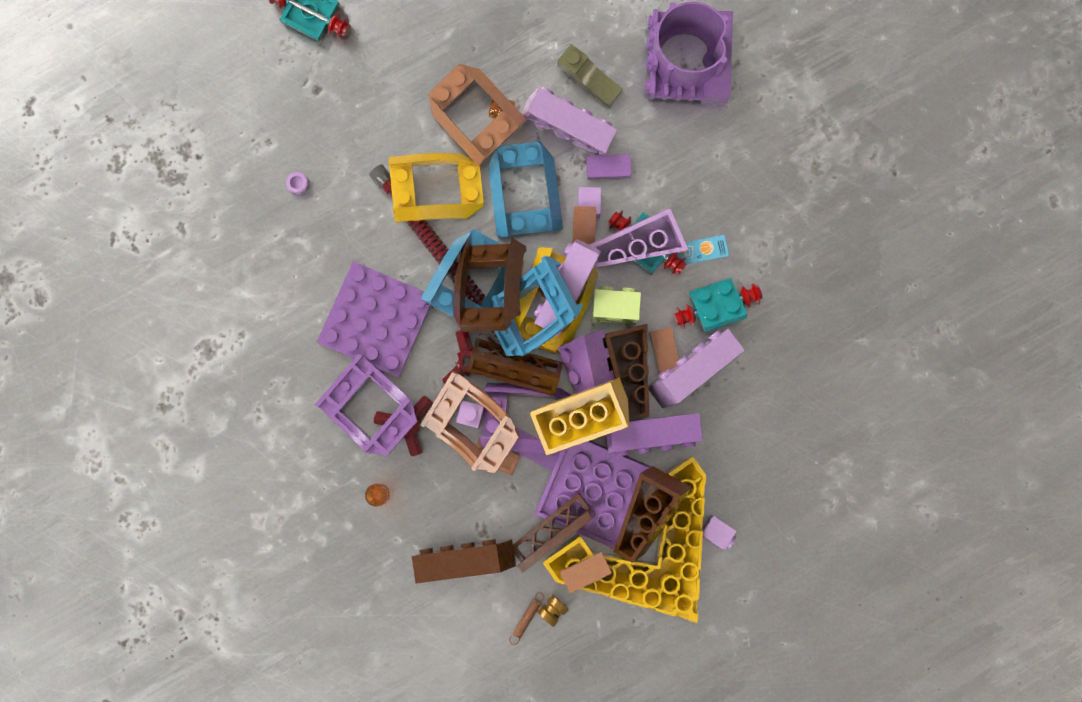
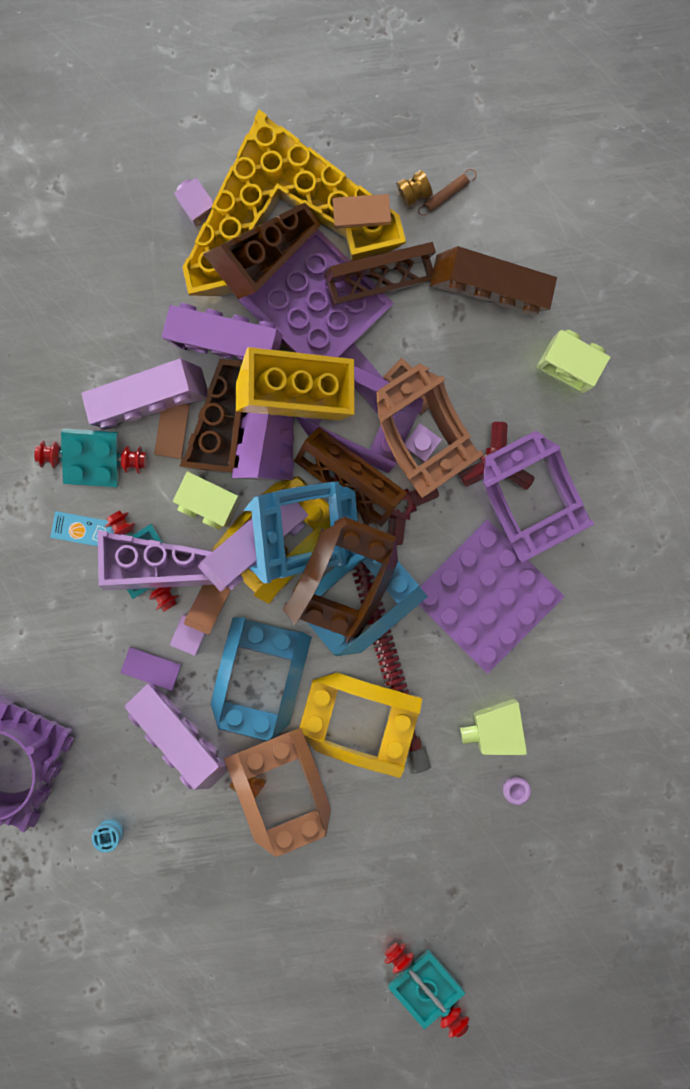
camera: 160 degrees left, 5 degrees up
(329, 221) = (497, 730): none -> yellowish green torso
(375, 497) = (565, 391): clear orange wheel -> none
(377, 522) = (573, 361): none -> yellowish green brick
(589, 76) = (131, 783): olive slope -> none
(590, 36) = (110, 830): none -> medium azure wheel

